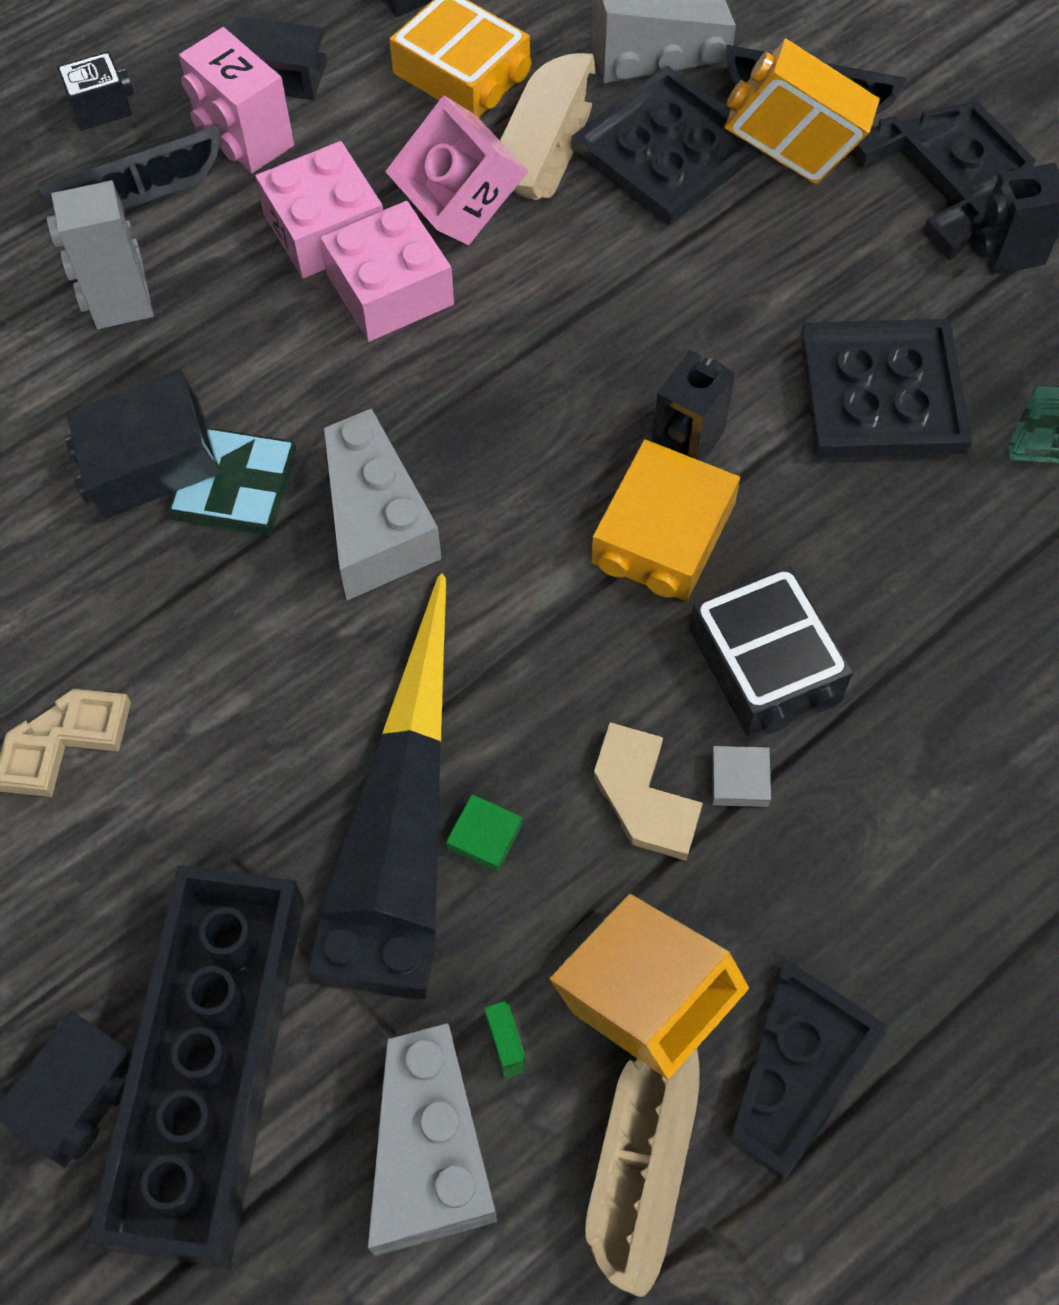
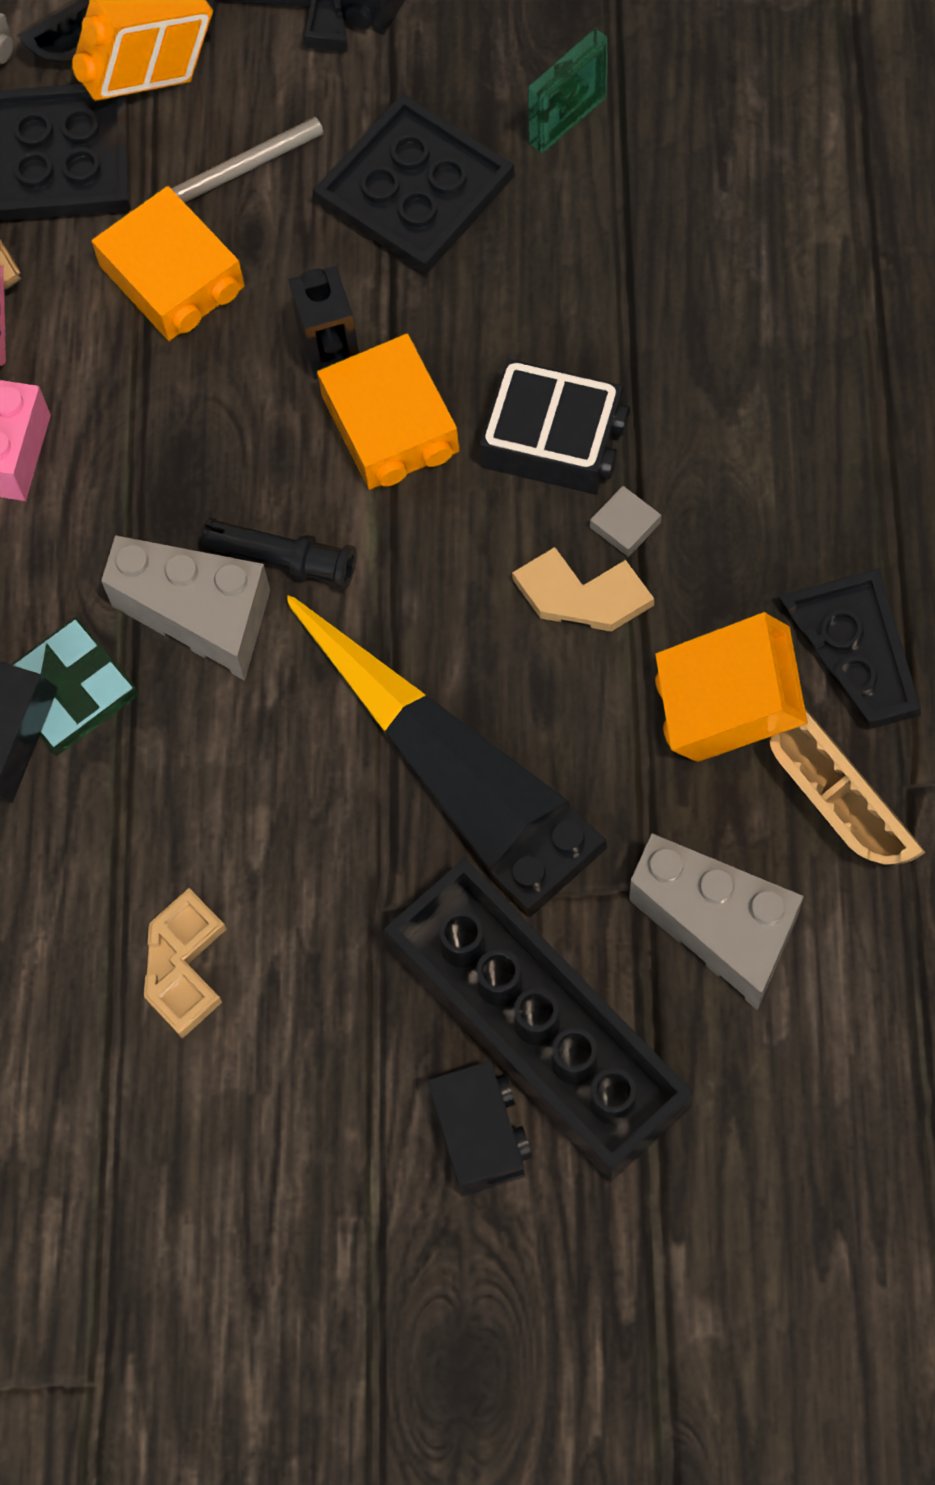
camera: 45 degrees left, 5 degrees up
(482, 556) = (301, 556): none -> black pin
(484, 833) = (520, 719): green tile -> none
(505, 1039) = (685, 813): green tile -> none
(644, 278) = (169, 263): none -> light orange brick
(775, 263) = (249, 160): none -> light grey bar

